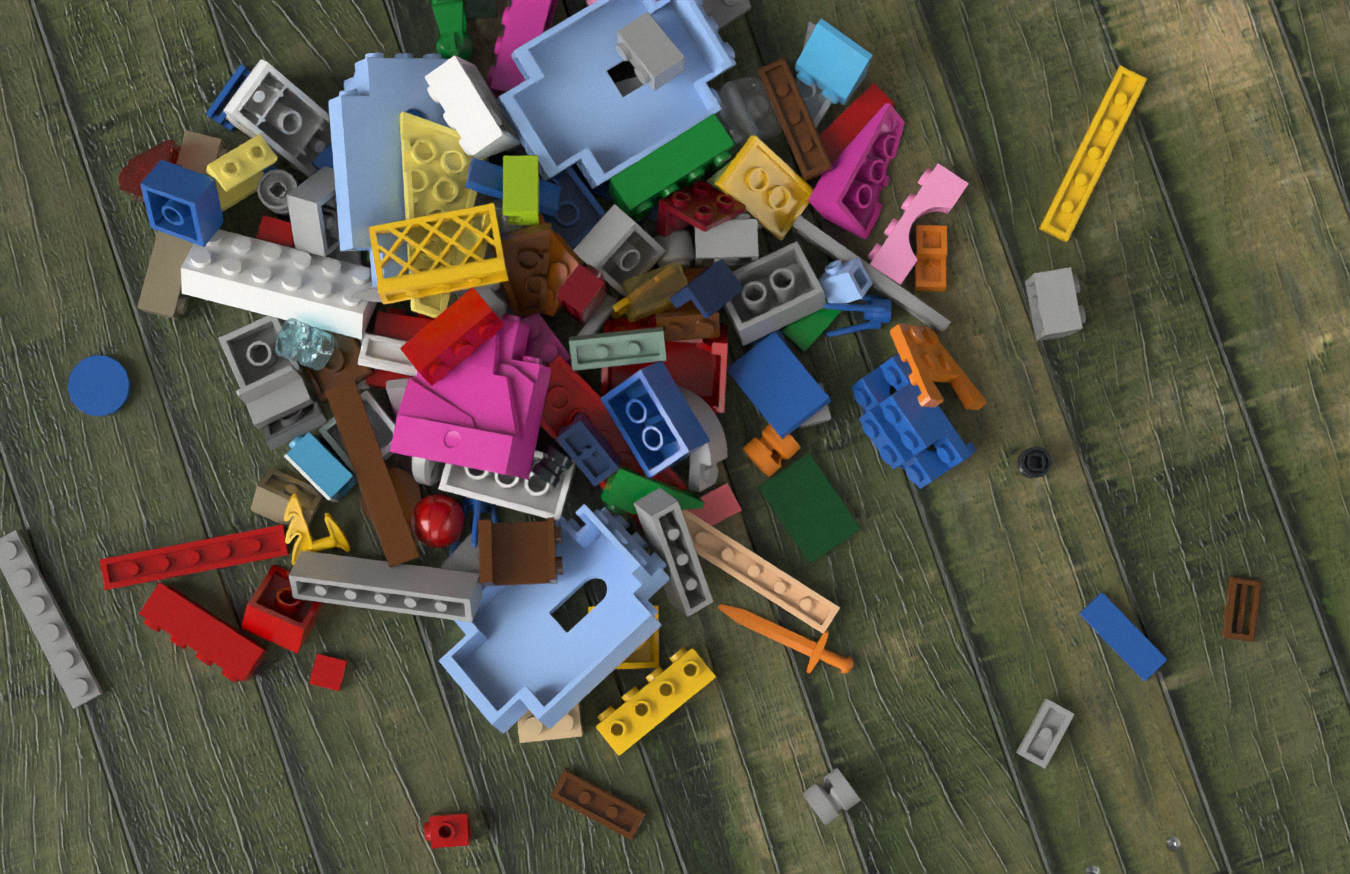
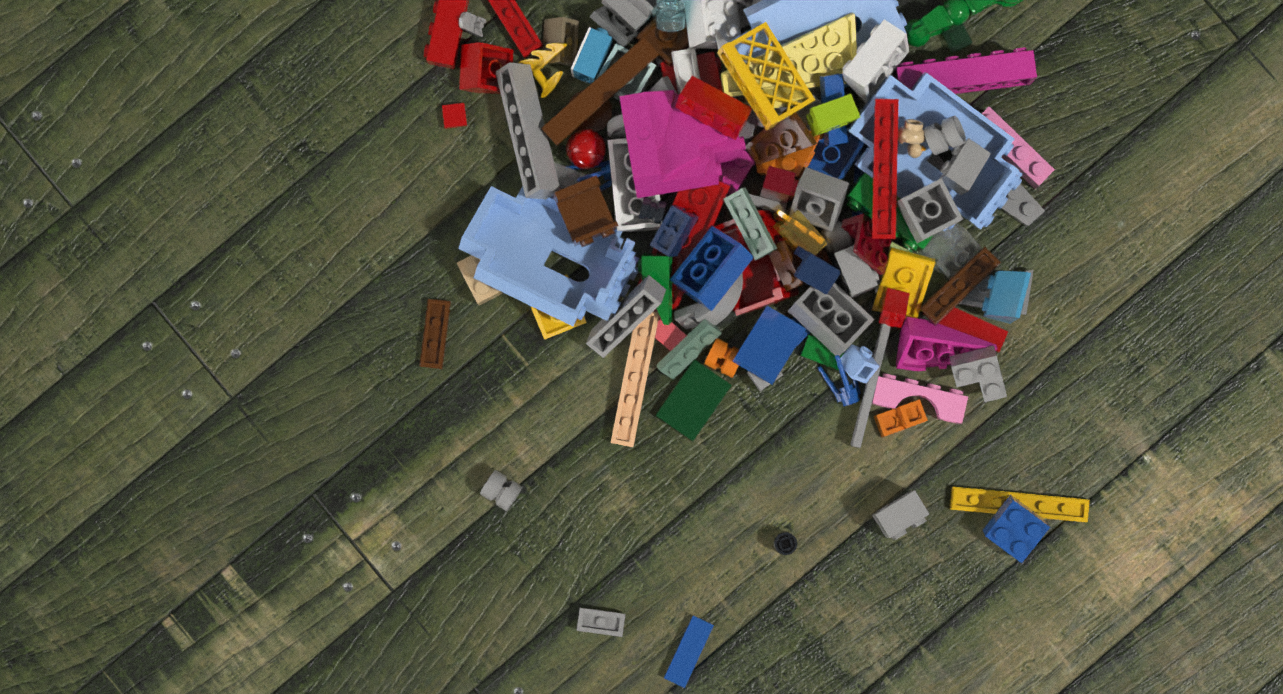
camera: 75 degrees right, 0 degrees up
(219, 604) = (471, 23): none -> light grey piece
(448, 829) = (379, 238): red brick -> none
(586, 98) = (912, 133): none -> tan animal
(602, 58) = (944, 135): none -> light grey wheel
(615, 150) = (885, 168): none -> red plate
(655, 701) = (521, 345): yellow brick -> none
(691, 116) = (929, 210): none -> light grey brick
(743, 488) = (688, 349): none -> sand green plate
(789, 638) = (598, 421): orange sword -> none
(792, 210) = (894, 308): none -> red brick
(906, 429) = (778, 444): blue piece -> none
(907, 133) = (979, 367): none -> light grey brick
(932, 364) = (827, 443): orange wing -> none
(1125, 168) = (1016, 528): none -> blue brick

